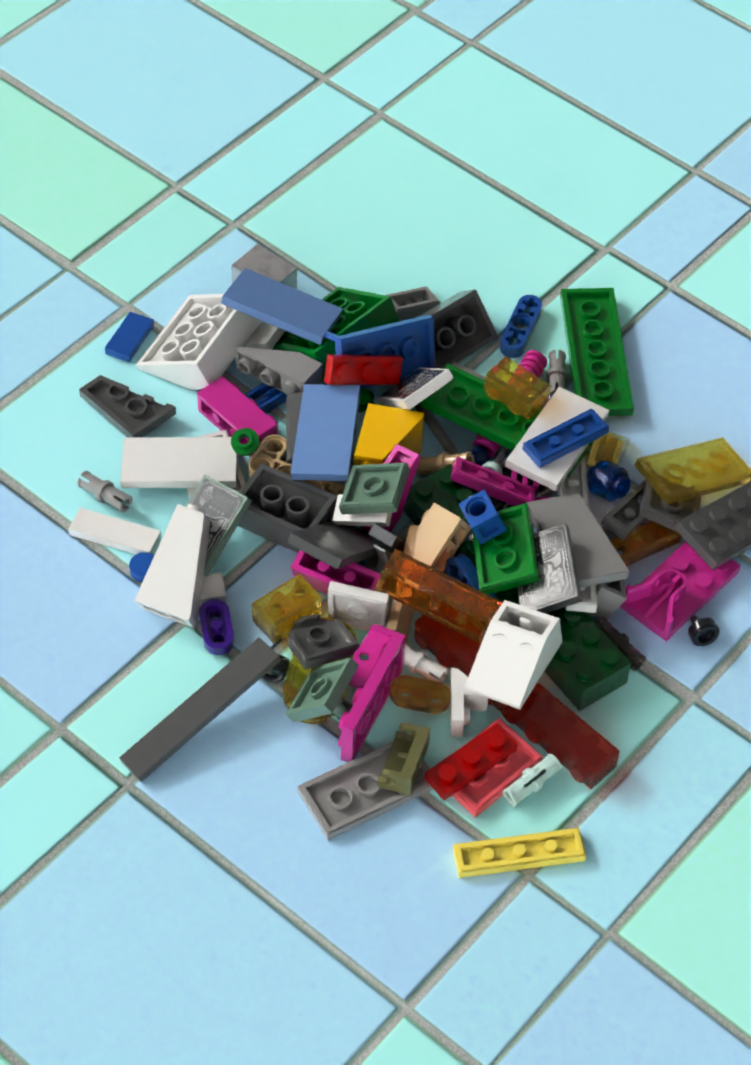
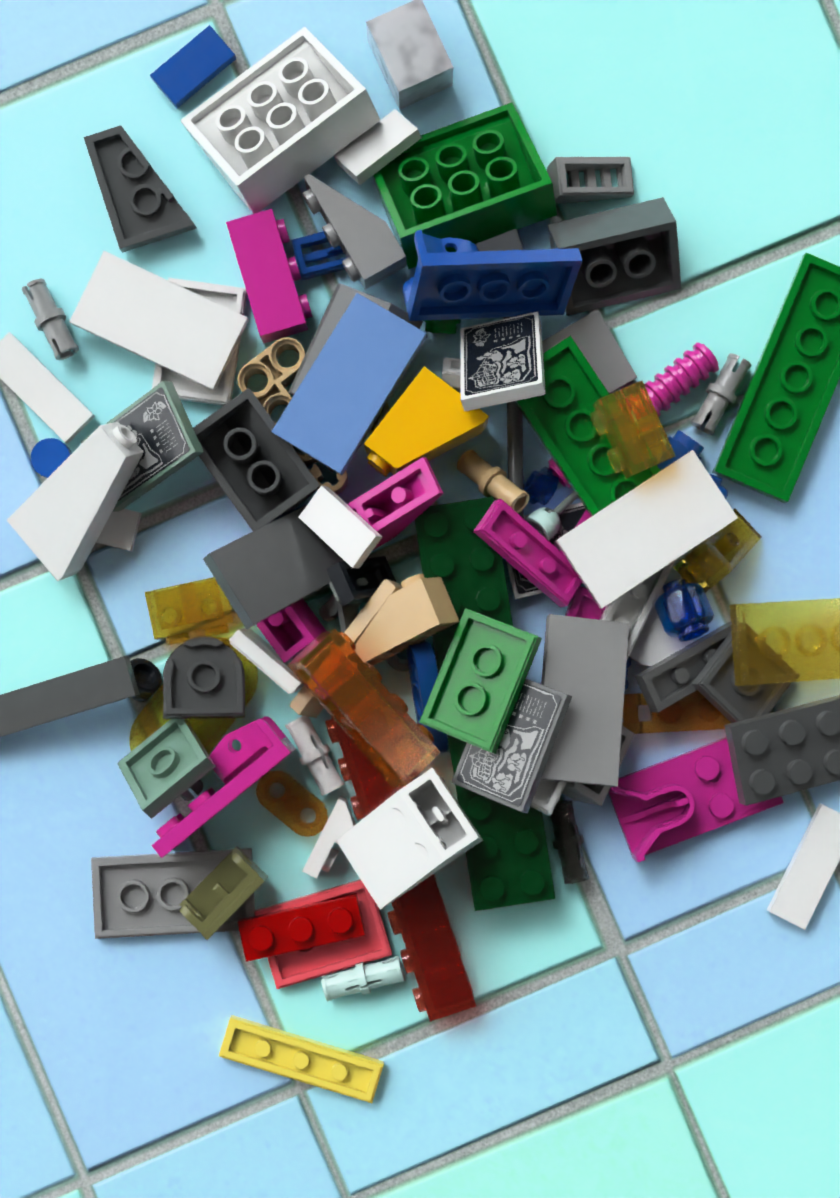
camera: 30 degrees right, 35 degrees up
(216, 629) = (95, 592): dark purple plate -> none
(245, 449) = (257, 335): green plate -> none
(282, 306) = (394, 136): medium blue tile -> none
(363, 369) = (445, 305): red plate -> none
(374, 488) = (361, 513): sand green tile -> none
(482, 516) = (482, 642): blue brick -> none
(522, 335) = (748, 274): blue beam -> none
(565, 438) = (652, 543): blue tile -> none
(703, 631) = (677, 877): black tile -> none

